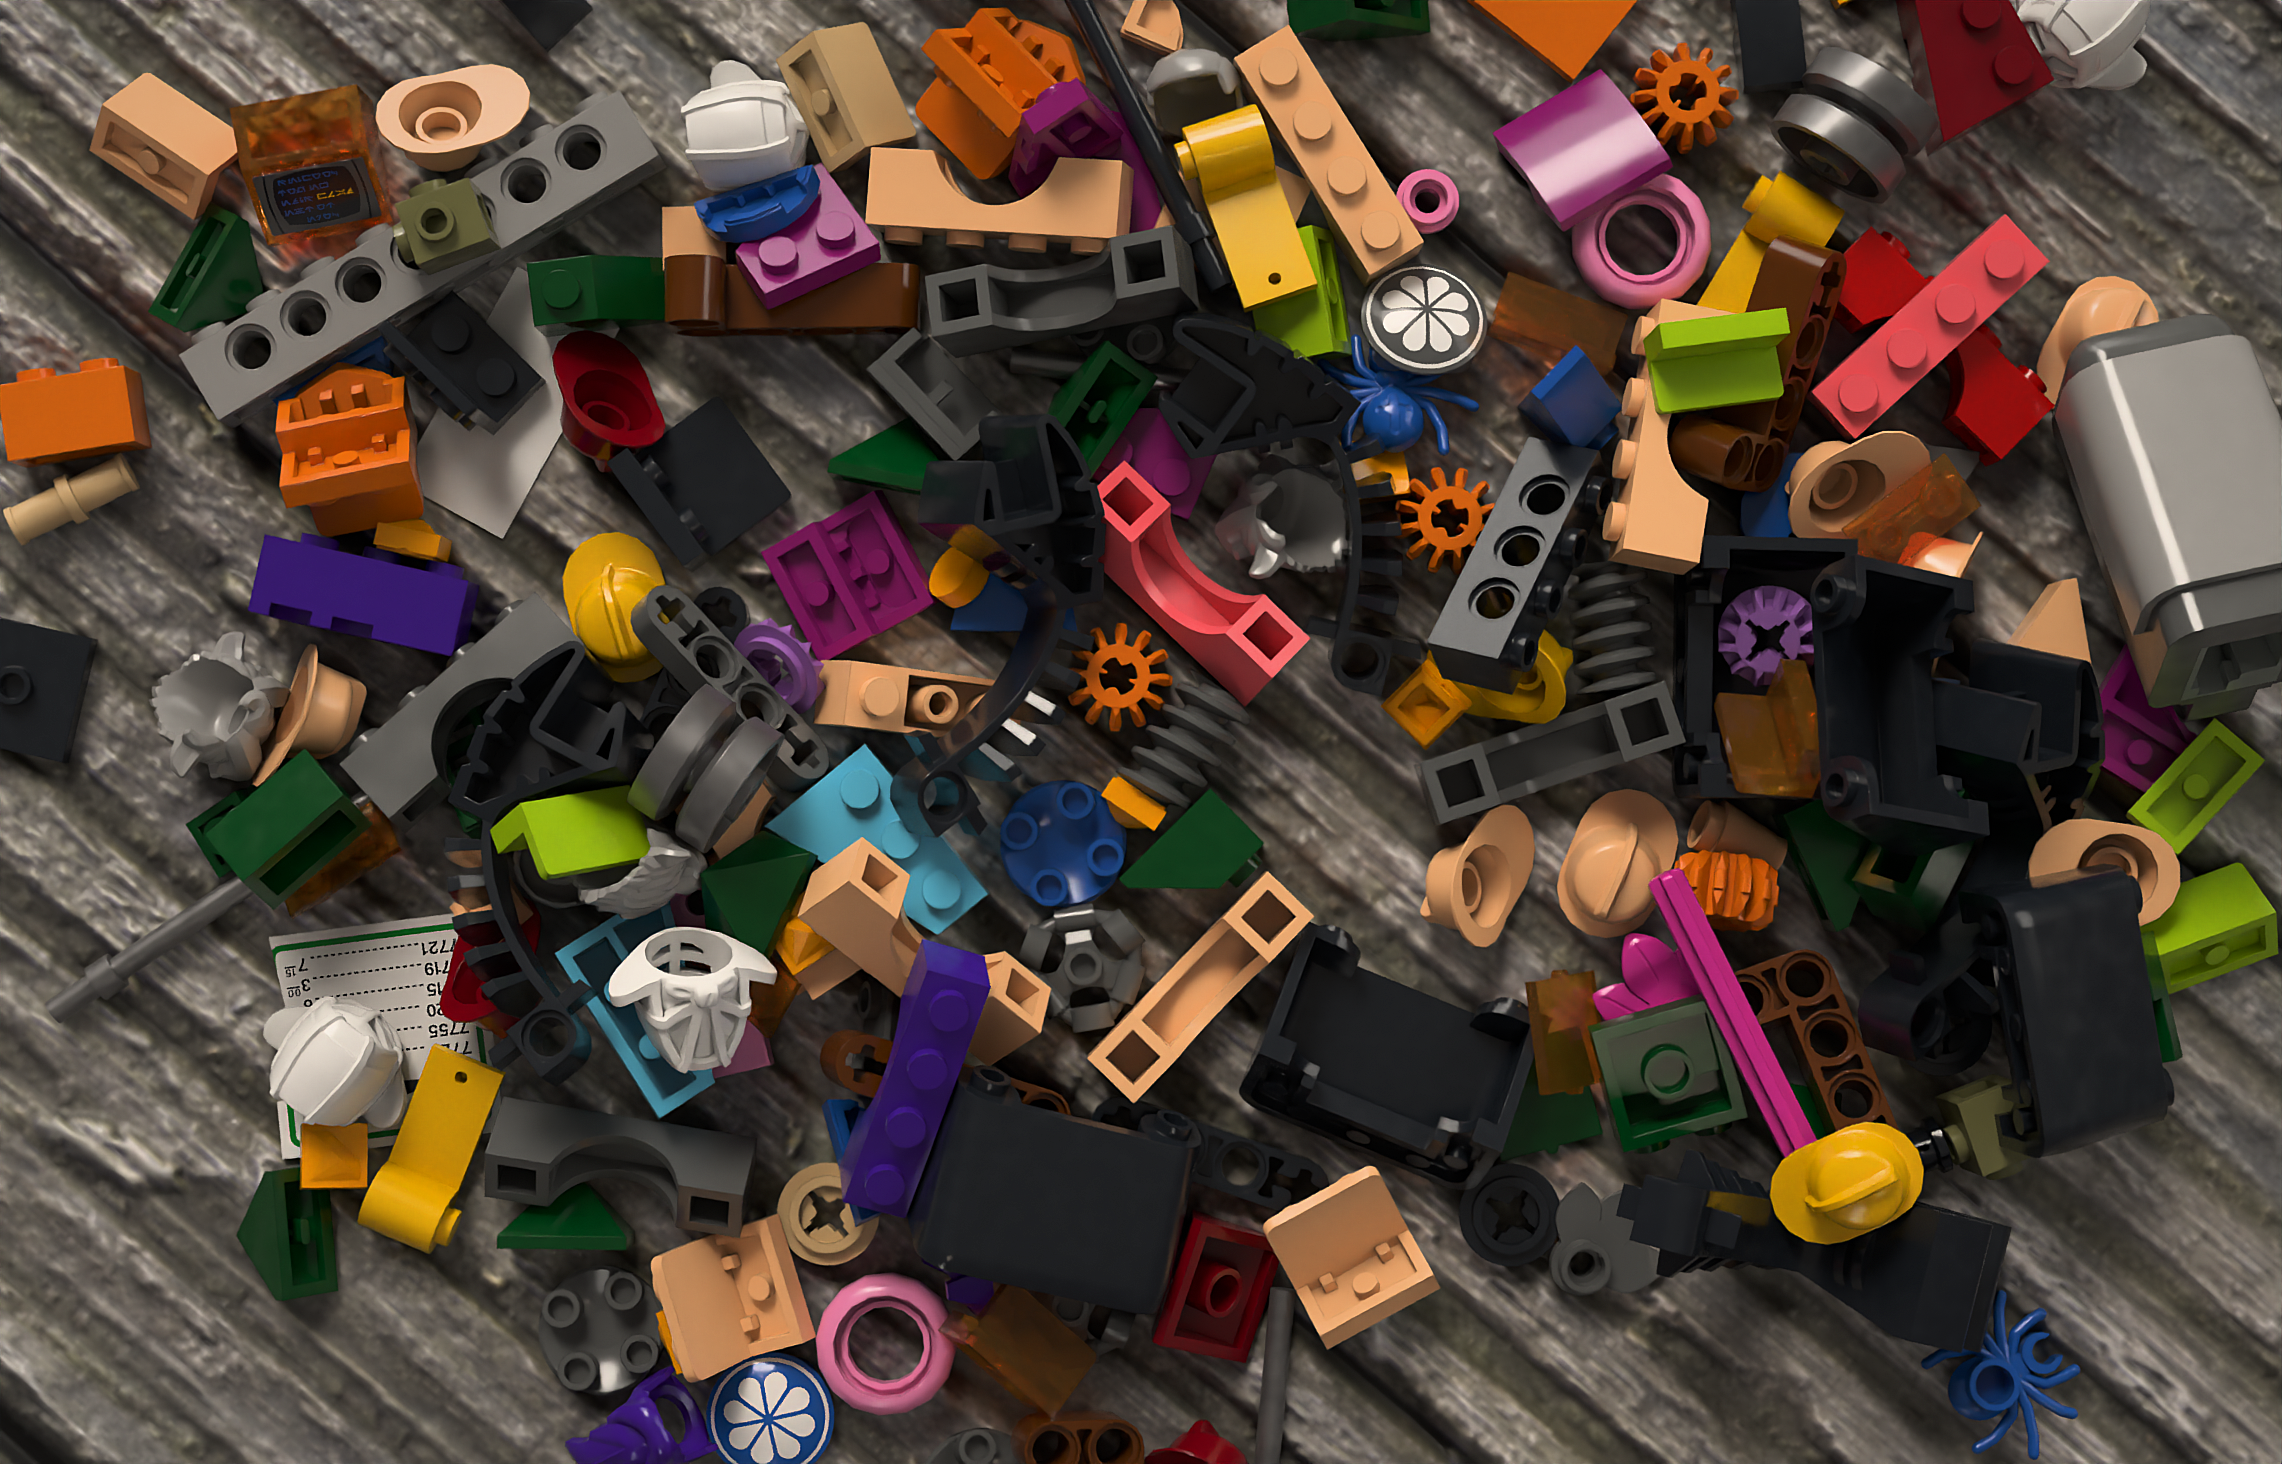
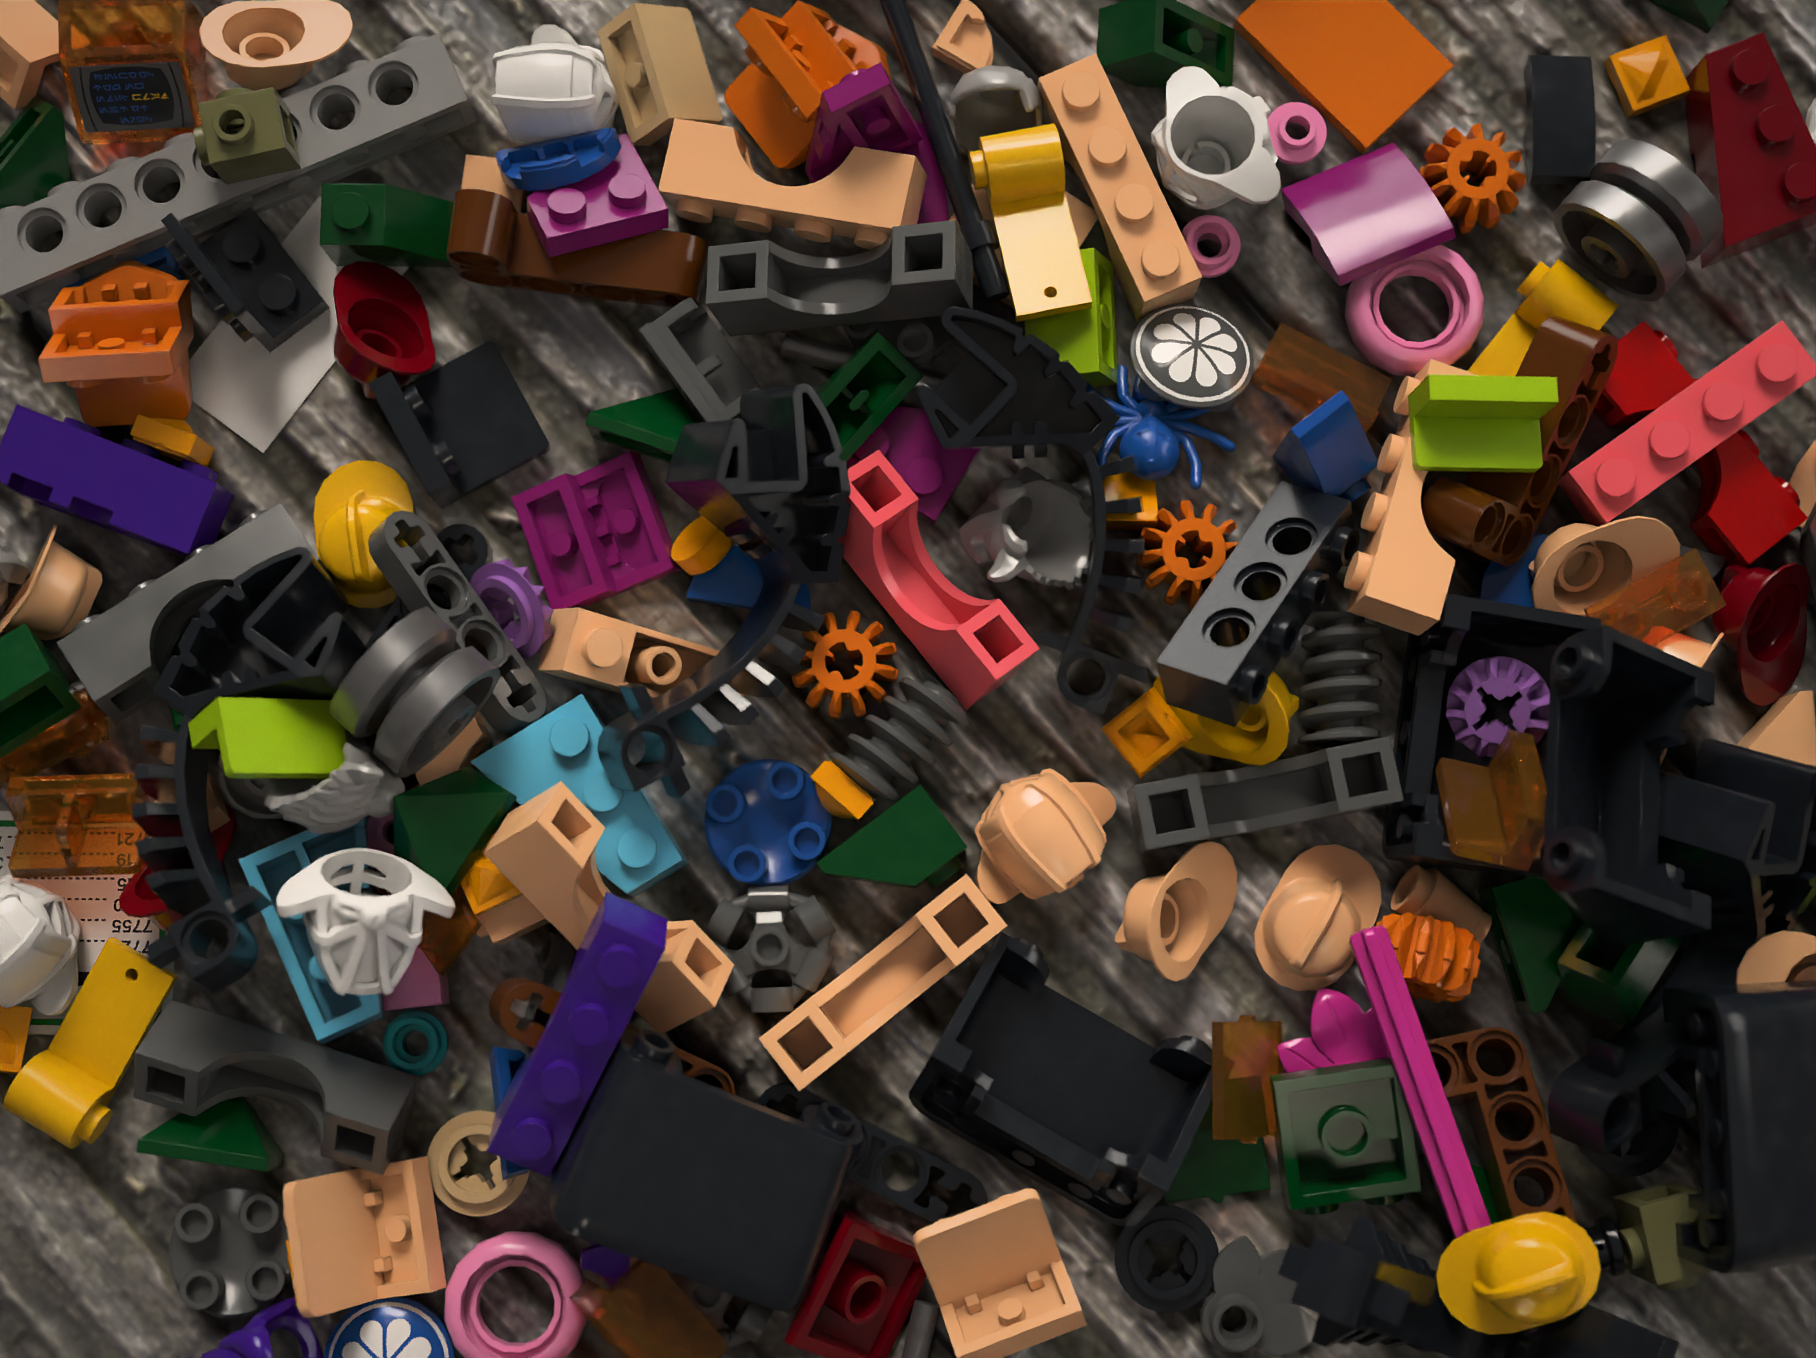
camera: 15 degrees right, 5 degrees down
(384, 938) = (75, 825): none -> clear orange panel
(728, 1110) = (396, 1037): none -> teal plate
(1335, 821) = (1041, 836): none -> light nougat piece
(1420, 102) = (1214, 143): none -> white piece
(1494, 91) = (1292, 150): none -> bright pink plate
(2025, 519) = (1764, 626): none -> dark red piece

